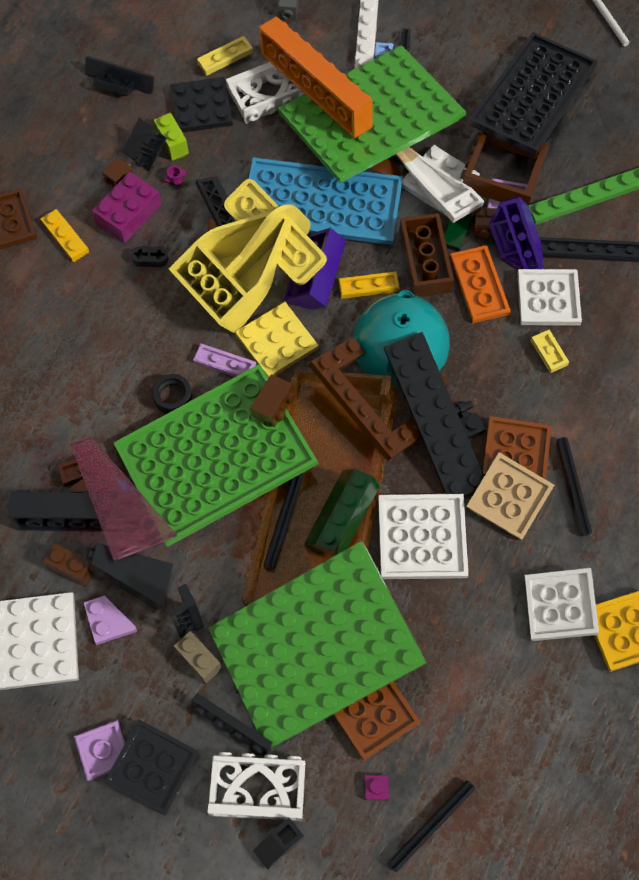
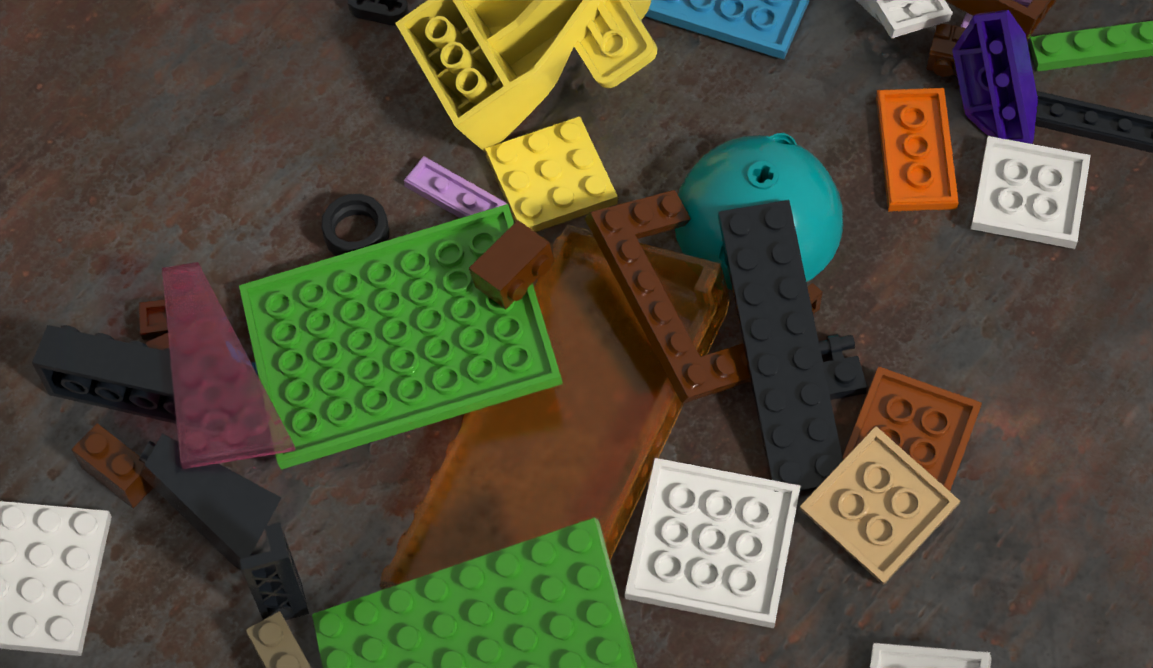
camera: 15 degrees right, 5 degrees down
(107, 620) = (152, 569): lavender wing -> none
(283, 522) = (484, 467): black axle -> none
(316, 291) = (635, 102): dark purple slope -> none
(343, 512) = (587, 470): dark green slope -> none
(368, 285) = (727, 116): yellow tile -> none
(426, 255) = (834, 84): reddish brown brick -> none
(457, 231) = (899, 57): dark green tile -> none
(549, 351) = (1010, 281): light yellow plate -> none
(574, 486) = (997, 515): black axle -> none

